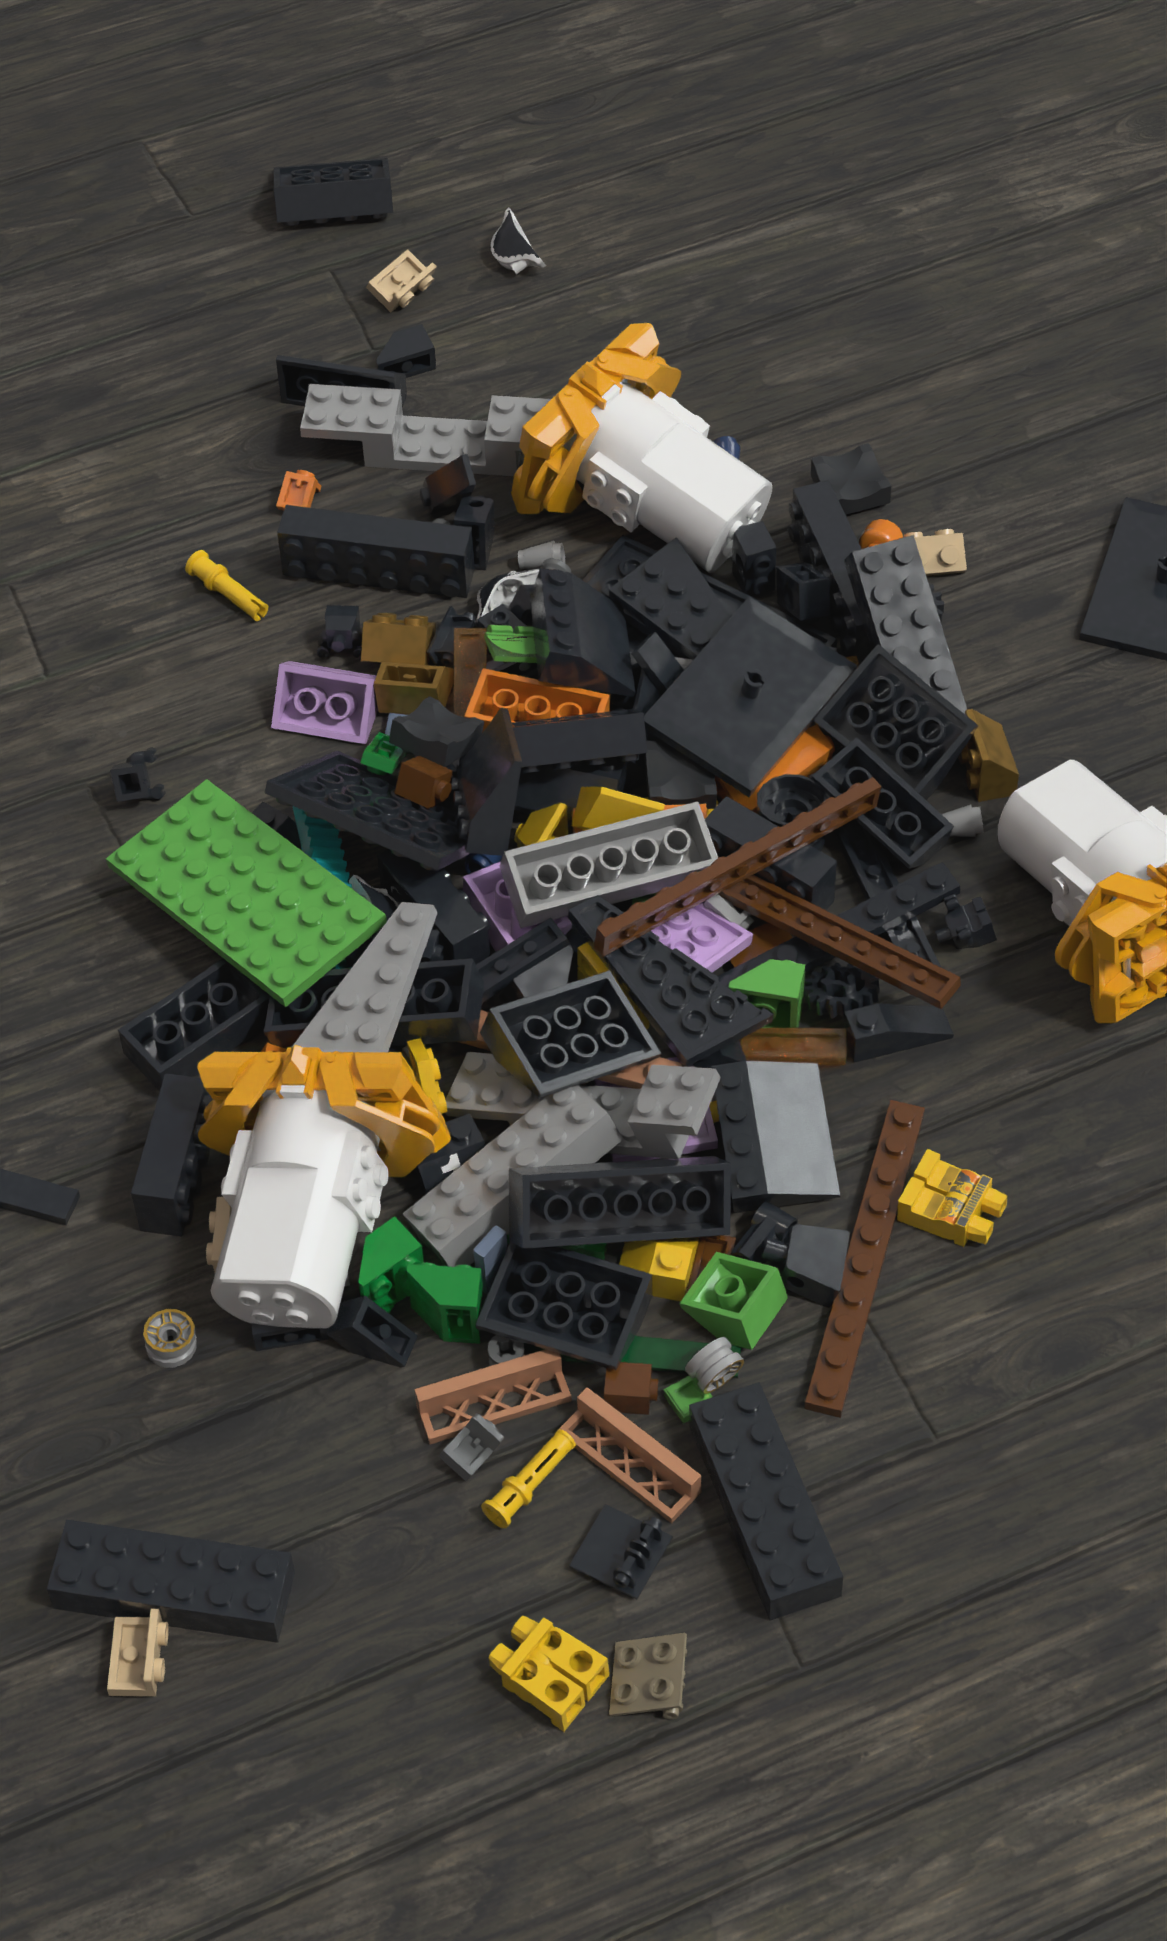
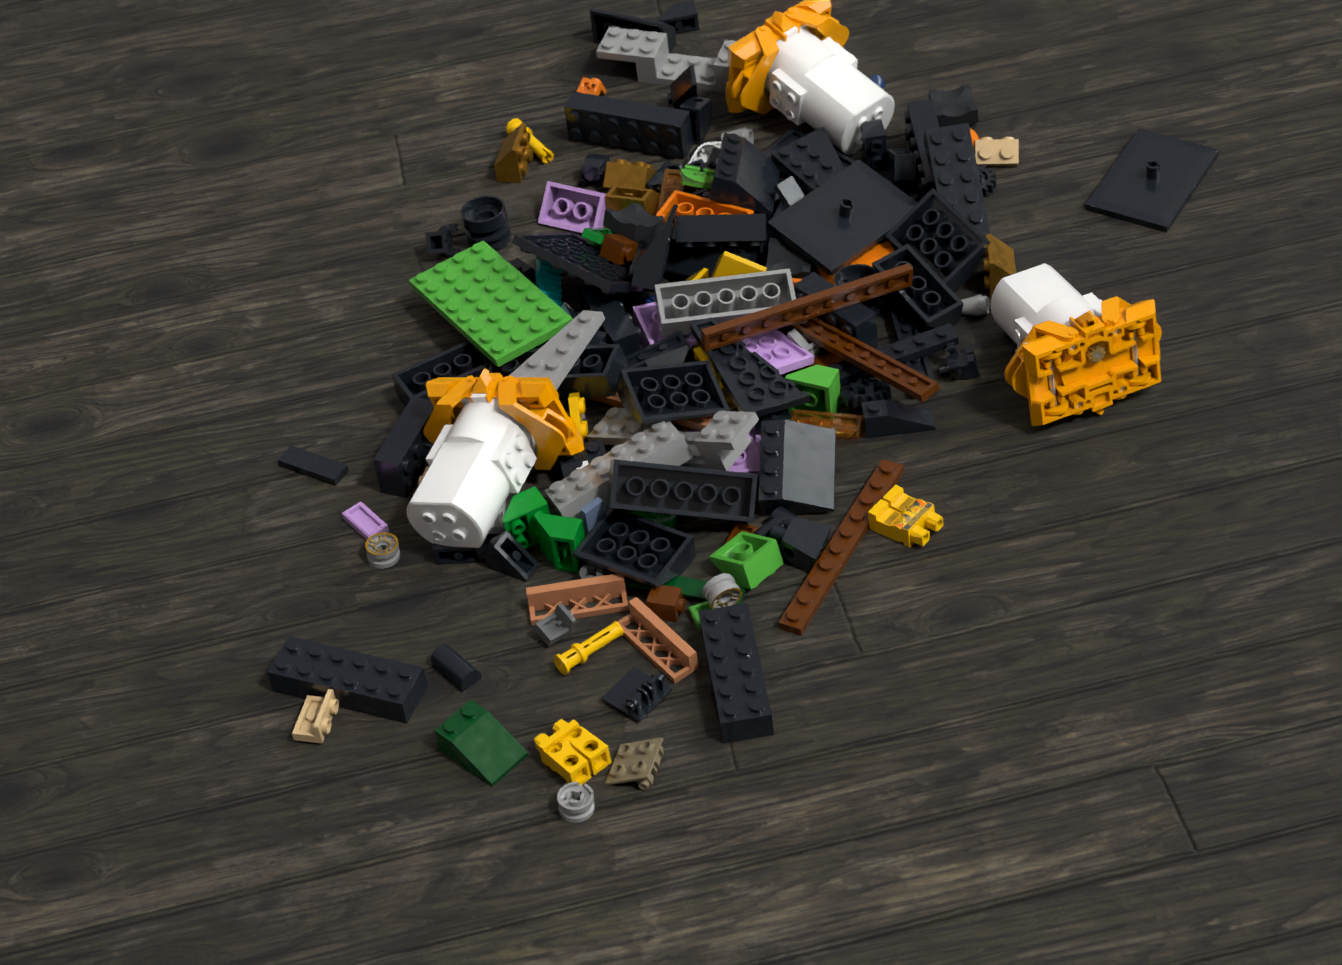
camera: 15 degrees right, 10 degrees down
(129, 1288) = (364, 520): none -> lavender tile
(197, 741) = (486, 221): none -> black wheel
(211, 617) = (514, 156): none -> pearl gold slope
(331, 1536) = (454, 667): none -> black brick
(405, 1671) = (479, 743): none -> dark green slope
(575, 1772) = (576, 802): none -> light grey wheel
(667, 1261) = (708, 535): yellow slope -> none

